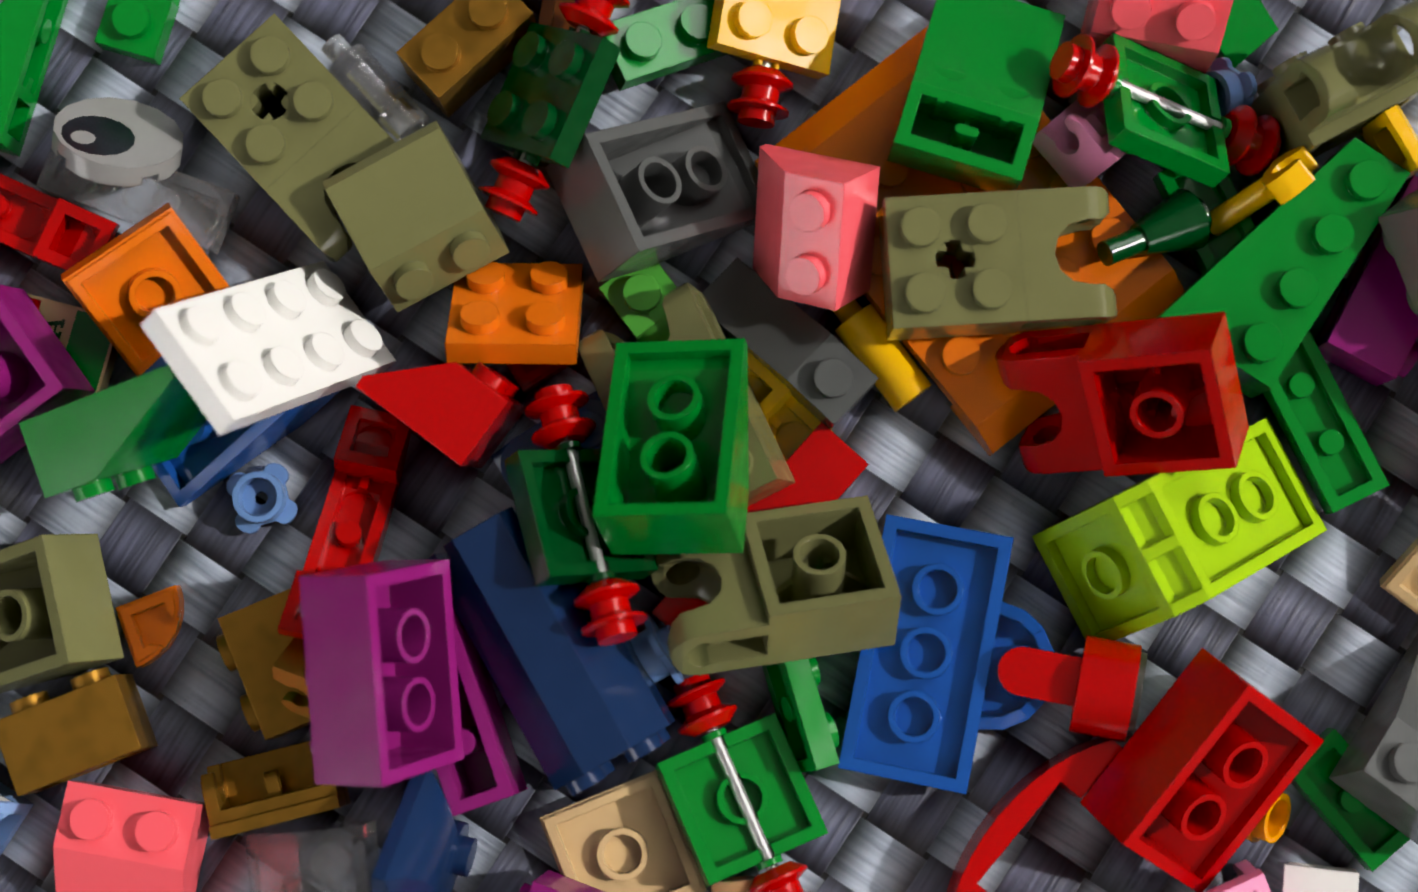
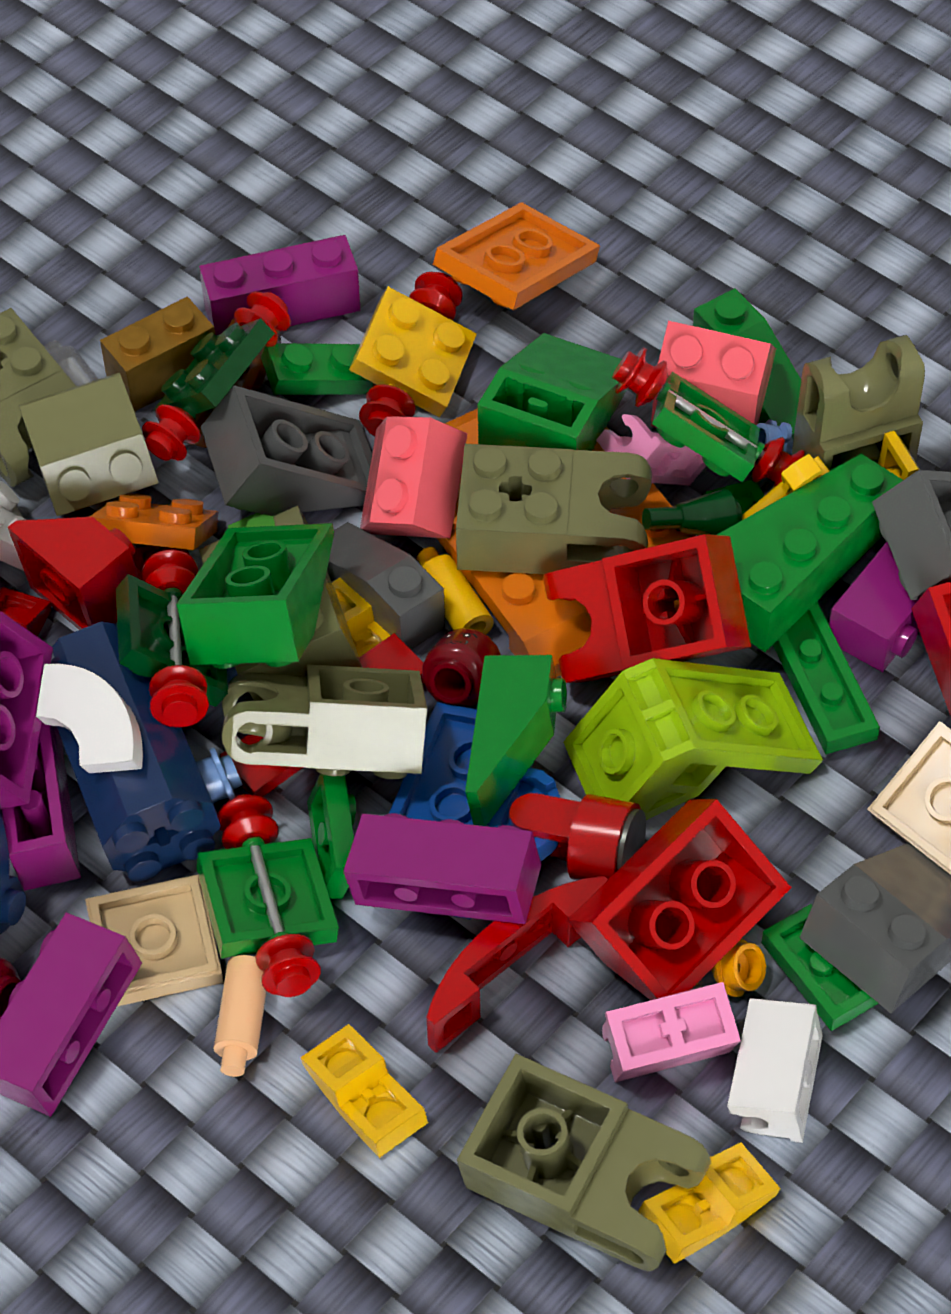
camera: 10 degrees right, 30 degrees down
(520, 656) = (95, 716): none -> white tile
(910, 469) = (456, 666): none -> dark red head
(938, 764) = (443, 867): none -> magenta brick
(988, 555) = (511, 727): none -> green slope

